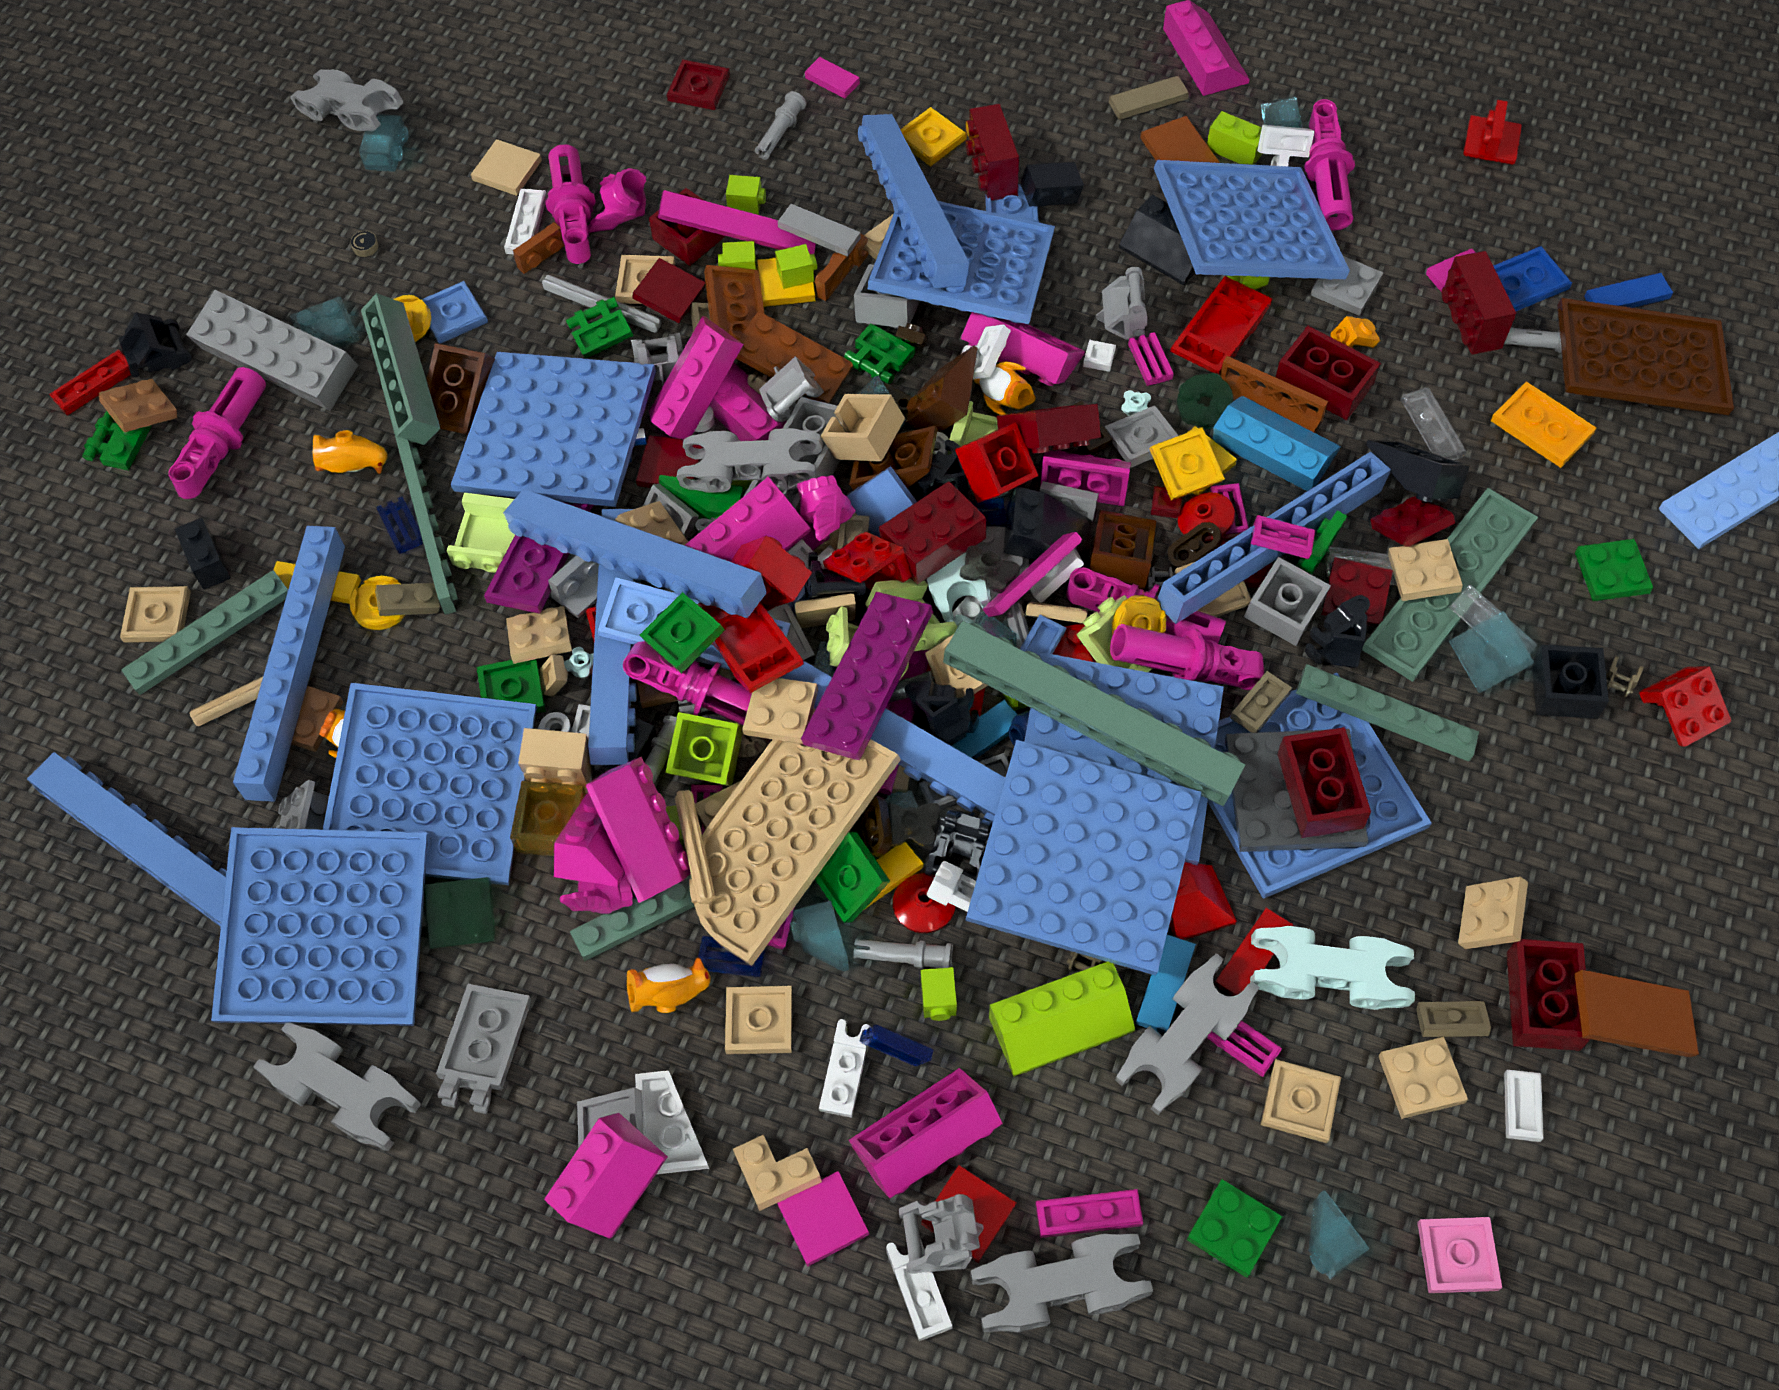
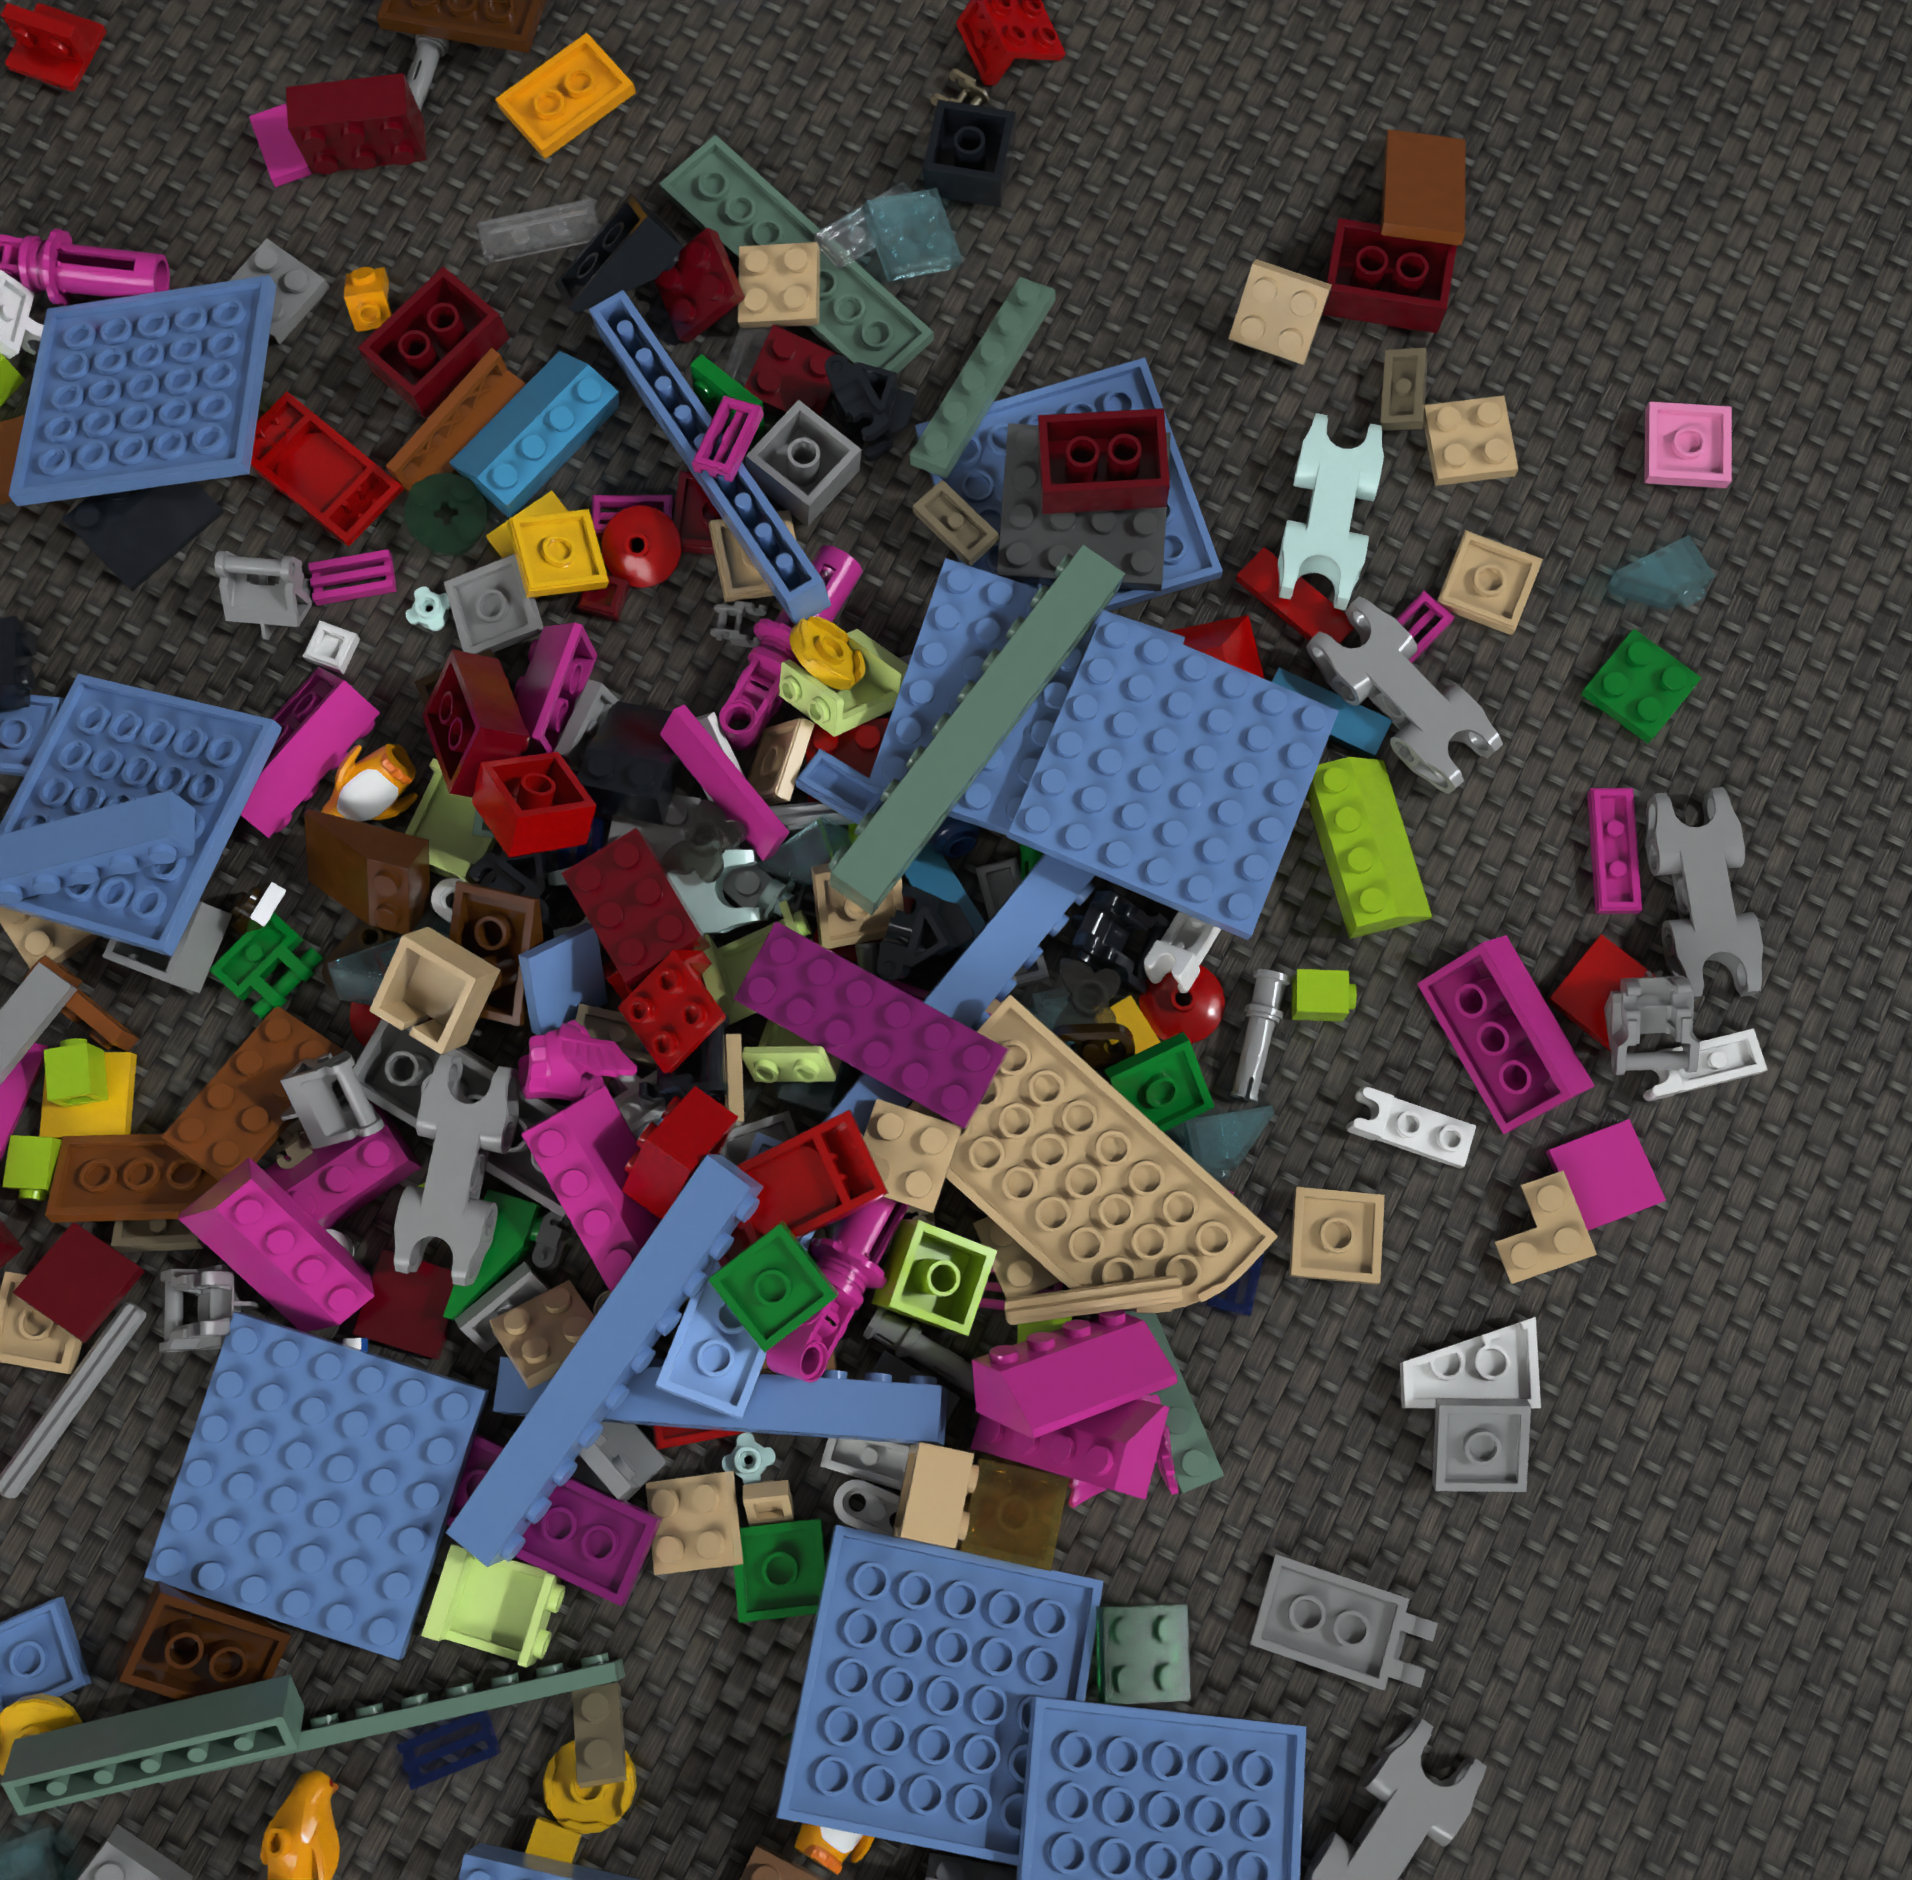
camera: 80 degrees left, 15 degrees up
(602, 333) = (137, 1398): green plate -> none
(606, 1176) = (1555, 1451): dark pink slope -> none
(666, 985) = (1283, 1359): light orange animal -> none
(896, 1045) = (1397, 1055): clear blue tile -> none
(989, 349) = (309, 789): white plate -> none
(1123, 547) = (679, 663): reddish brown slope -> none
(1187, 656) = (880, 602): dark pink piece -> none
(1194, 544) = (692, 567): dark brown plate -> none
(1523, 1105) = (1511, 339): white tile -> none
(1531, 278) = (312, 50): blue tile -> none
(1613, 570) = (802, 69): green plate -> none

